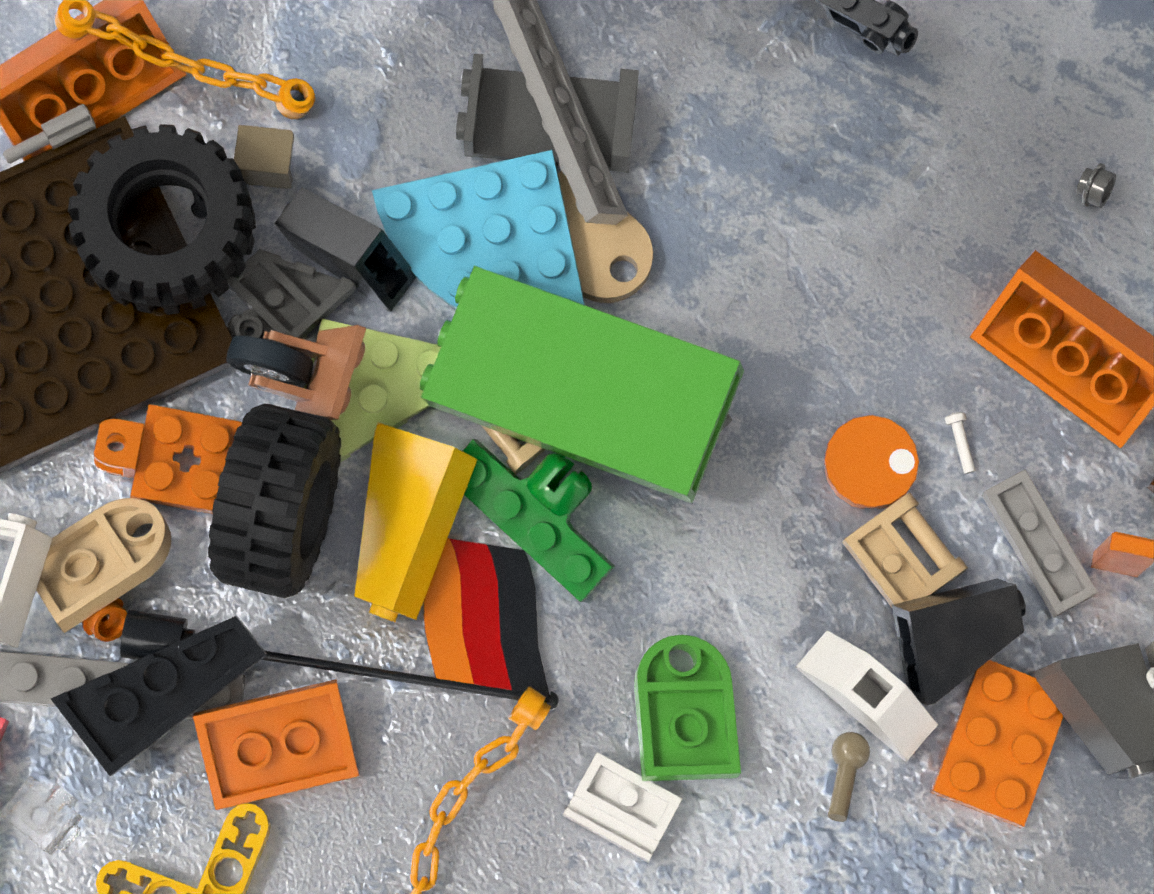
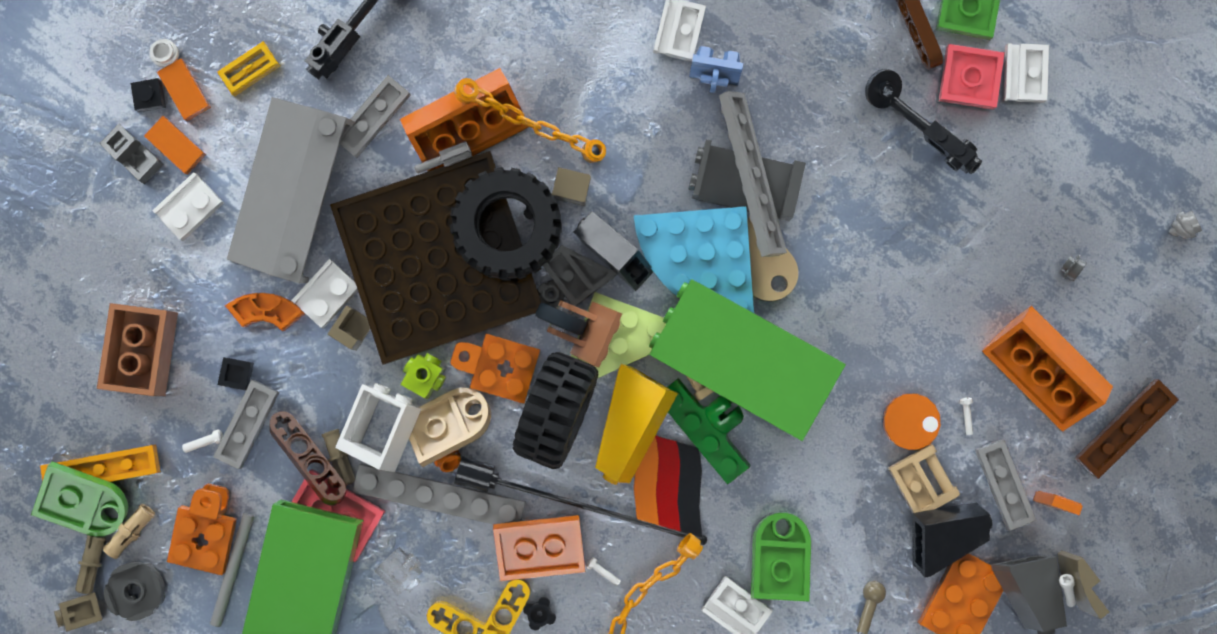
camera: 15 degrees right, 10 degrees up
(51, 484) = (413, 379): none -> lime brick
(146, 699) = (467, 513): black wing -> none
(291, 845) = (539, 621): none -> black plate
(387, 774) = (591, 564): none -> white piece
(868, 693) = (889, 562): white slope -> none

